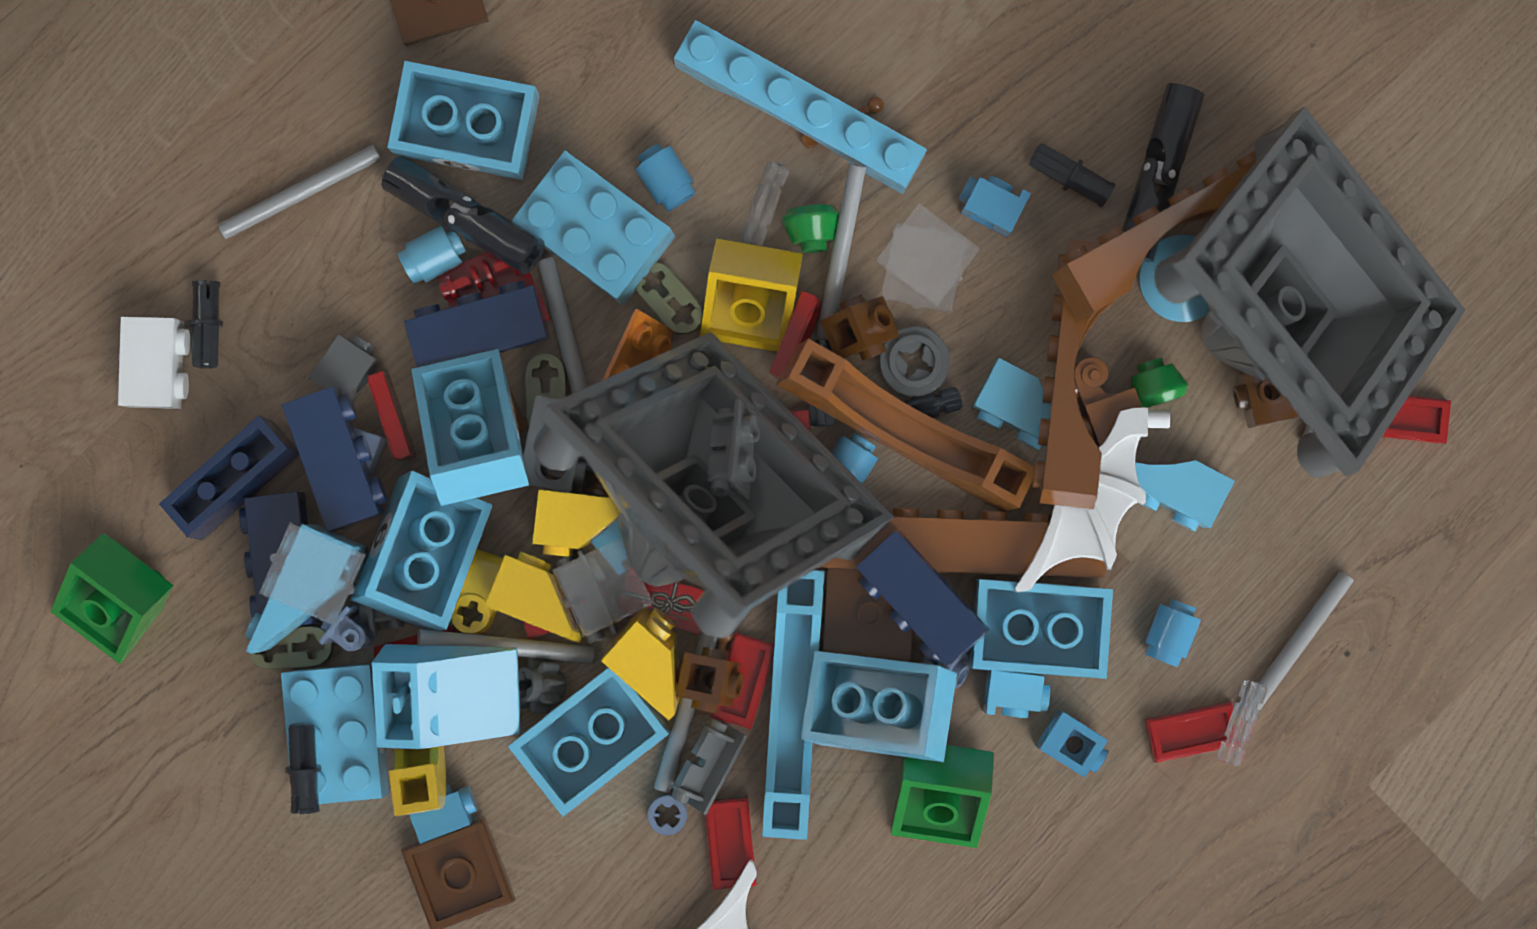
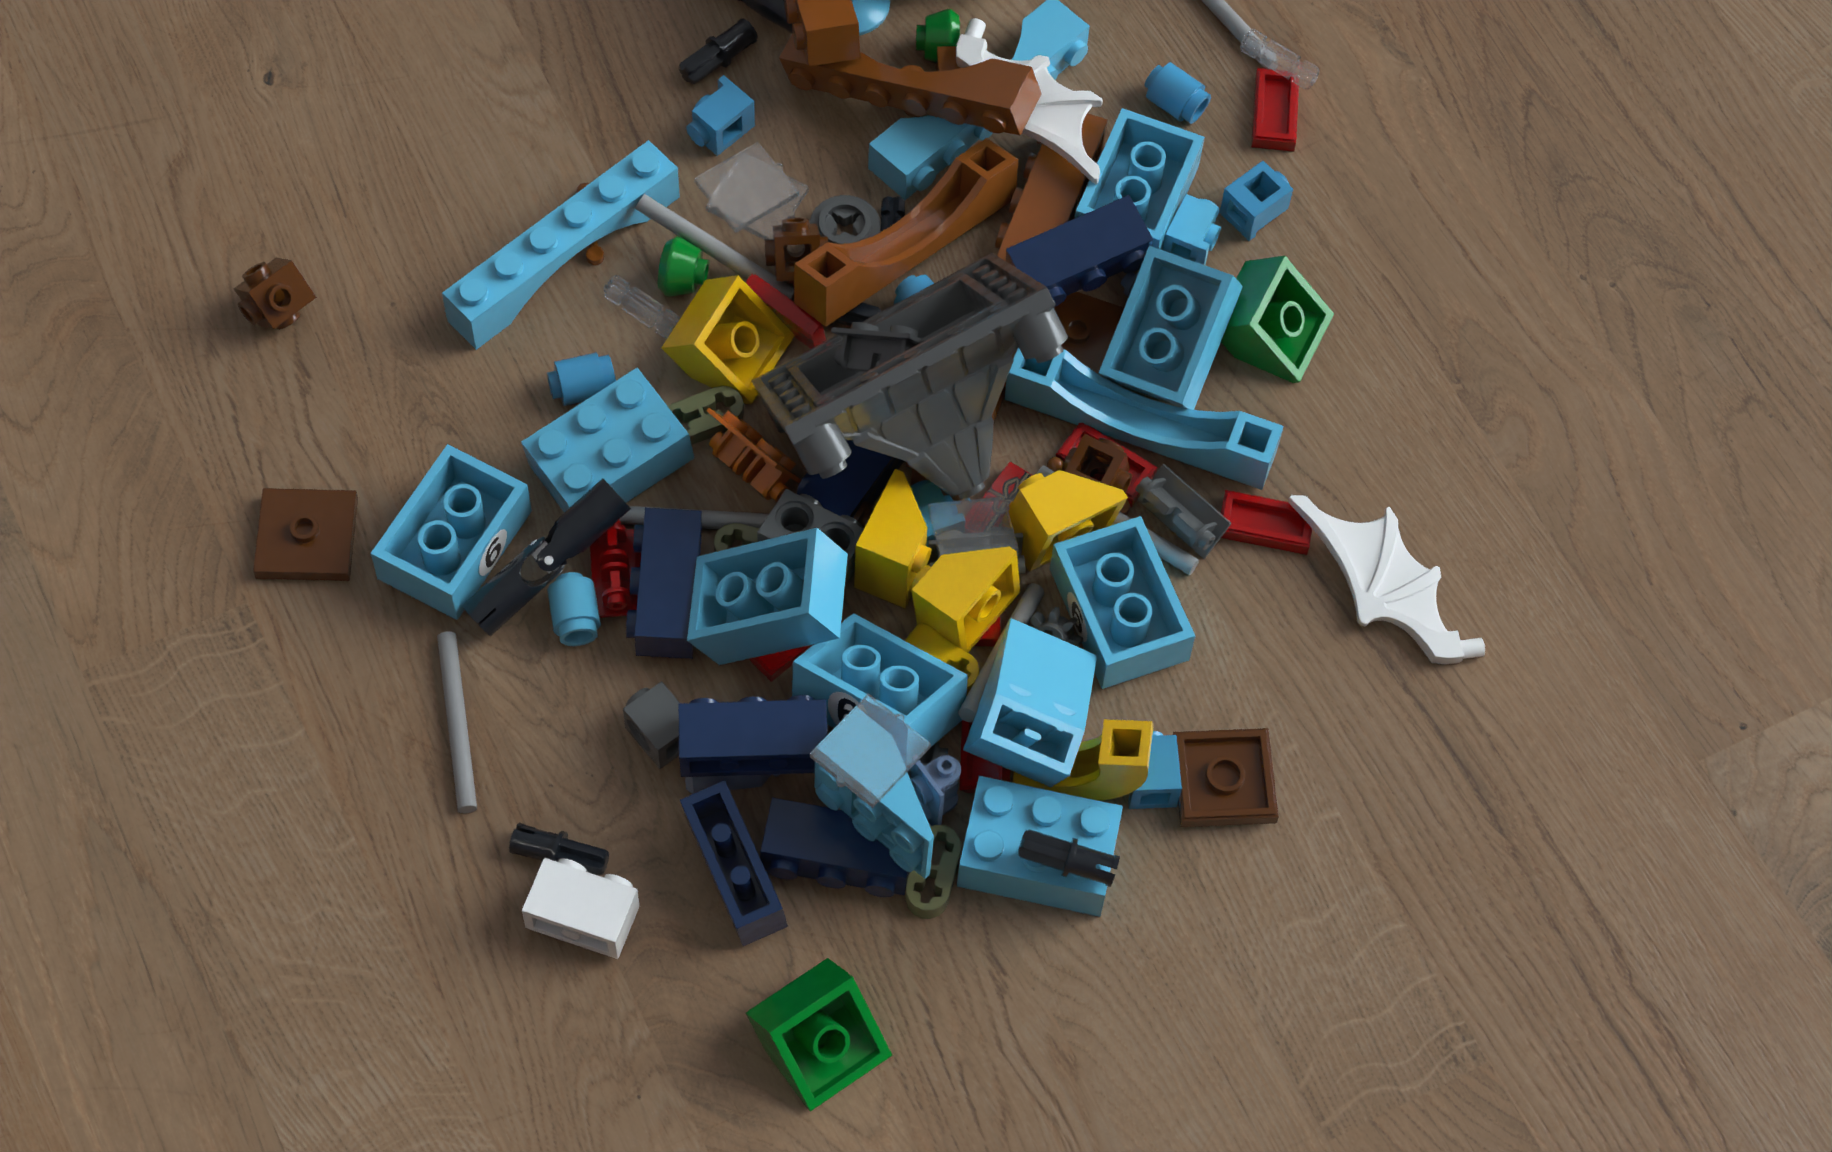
camera: 75 degrees left, 25 degrees down
(391, 416) = (725, 689): red tile -> none
(666, 828) = (1226, 555): sand blue bush -> none

